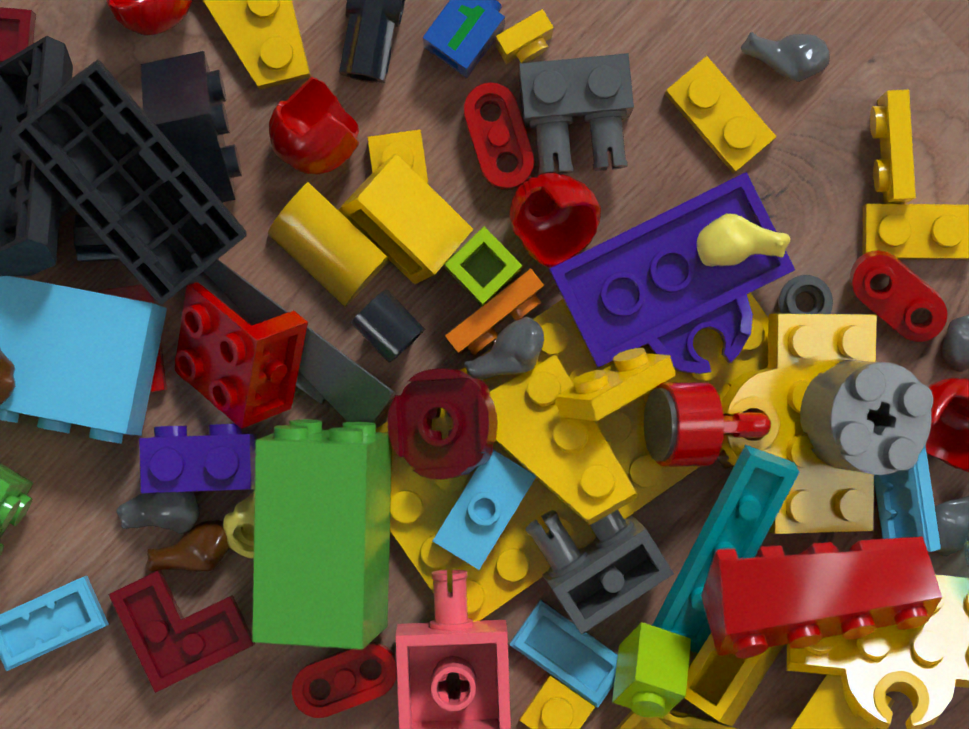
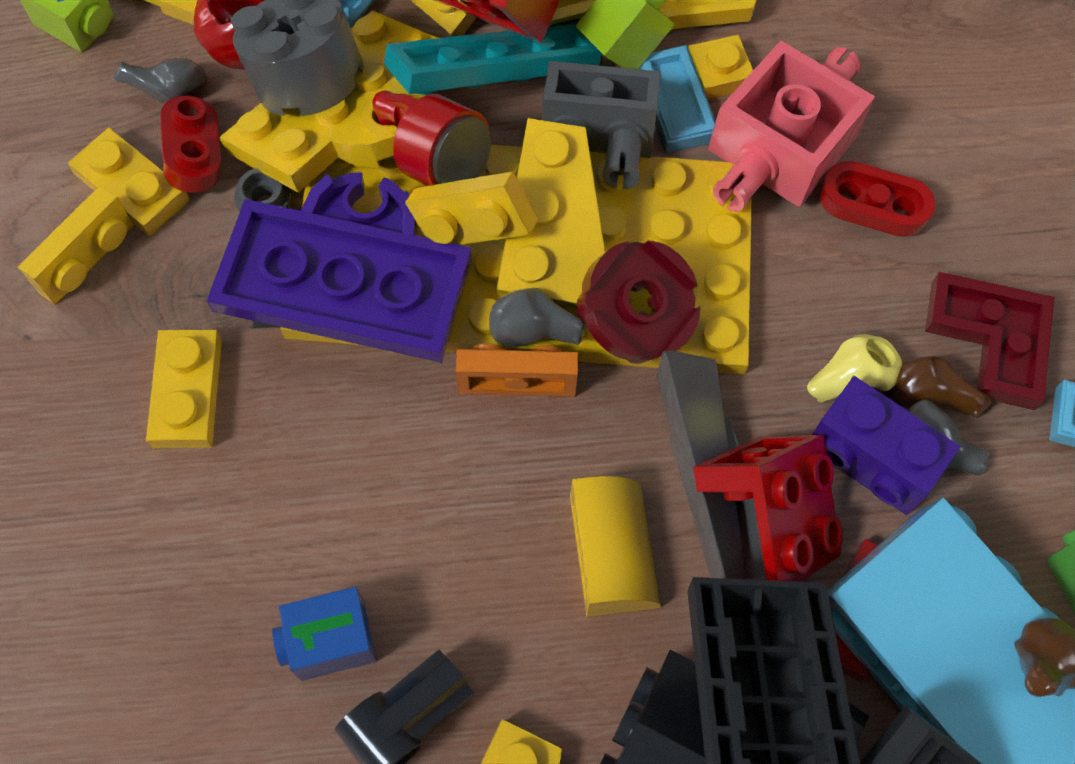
camera: 140 degrees left, 20 degrees down
(313, 130) = (543, 655): red hair -> none
(321, 535) = (819, 289): bright green brick -> none
(387, 325) = (621, 413): black piece -> none
(405, 144) = (488, 573): yellow plate -> none
(406, 219) = (526, 506): yellow brick -> none
(483, 266) = (495, 407): lime brick -> none
(484, 509) = (673, 217): medium azure plate -> none
(498, 137) = (380, 519): red plate -> none
(525, 39) = (278, 579): yellow plate -> none
(554, 217) = (397, 403): red hair -> none
(577, 91) = (290, 502): dark grey brick -> none
(734, 239) = (267, 248): light yellow animal -> none
(792, 57) = (80, 384): dark grey animal -> none

